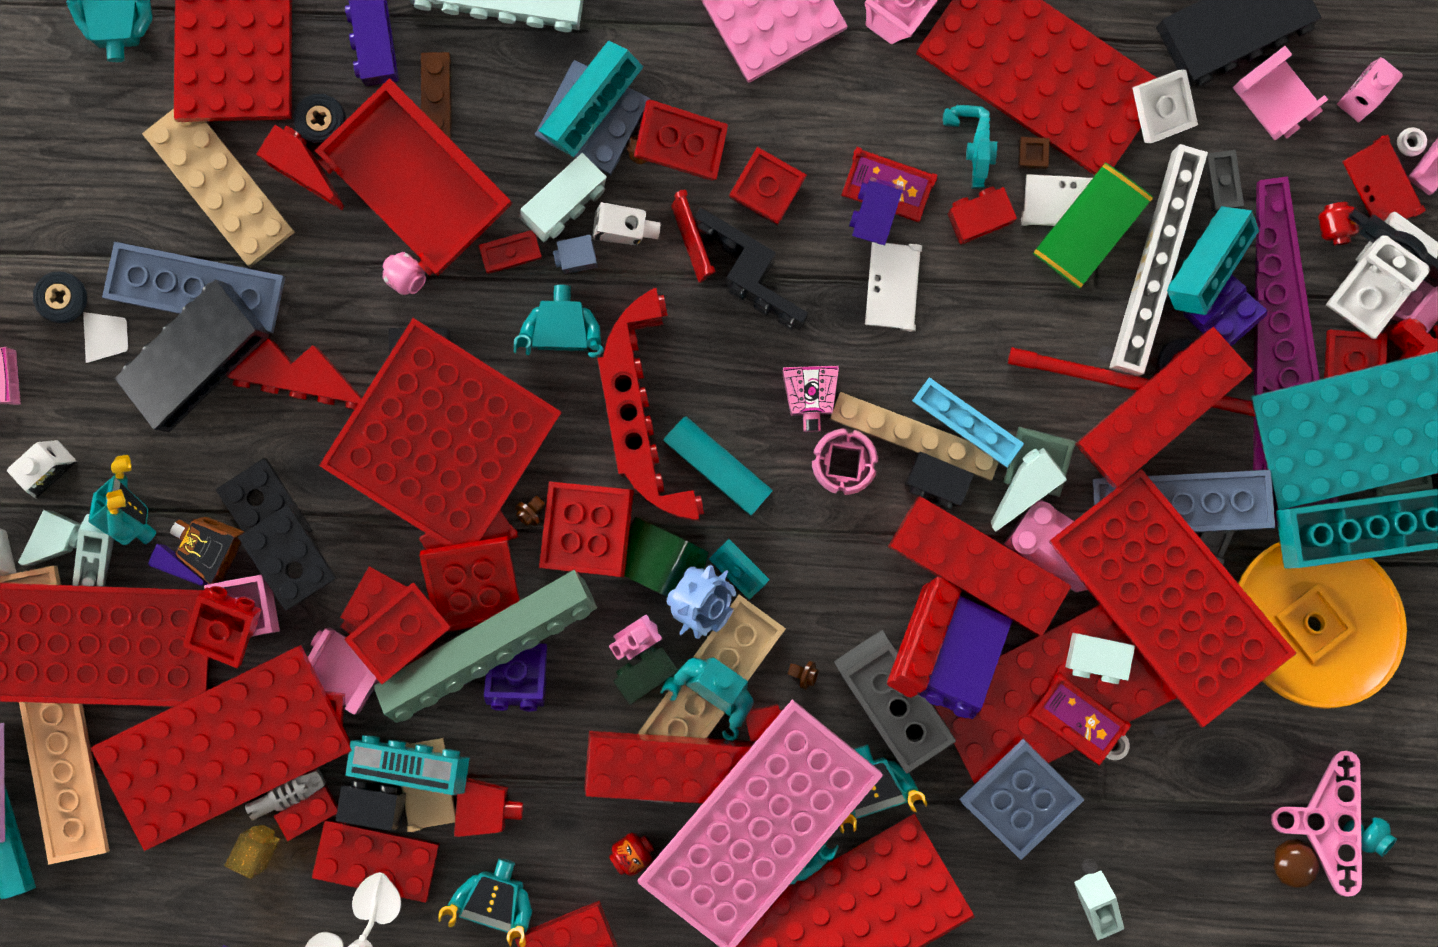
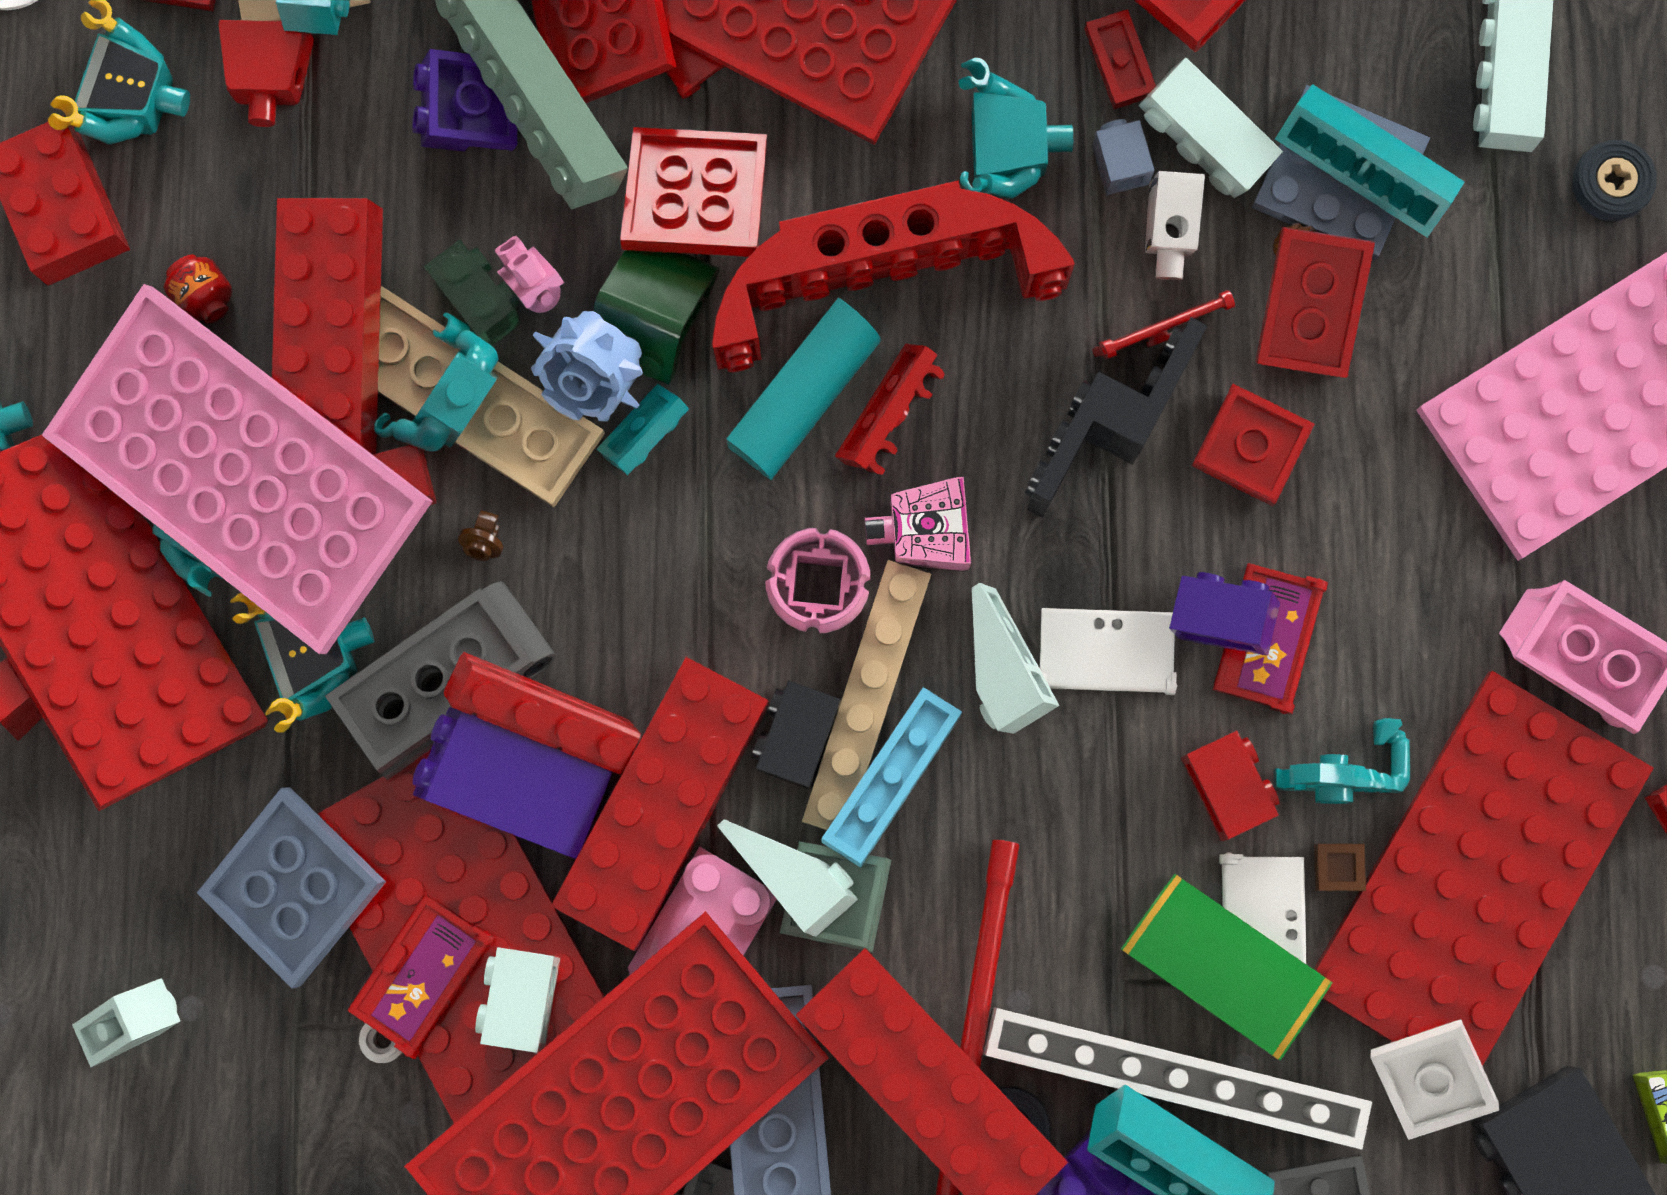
camera: 90 degrees right, 5 degrees down
(528, 513) = (720, 110): reddish brown plate -> none
(732, 413) = (889, 407): none -> red plate
(907, 347) = (1005, 670): none -> light aqua slope

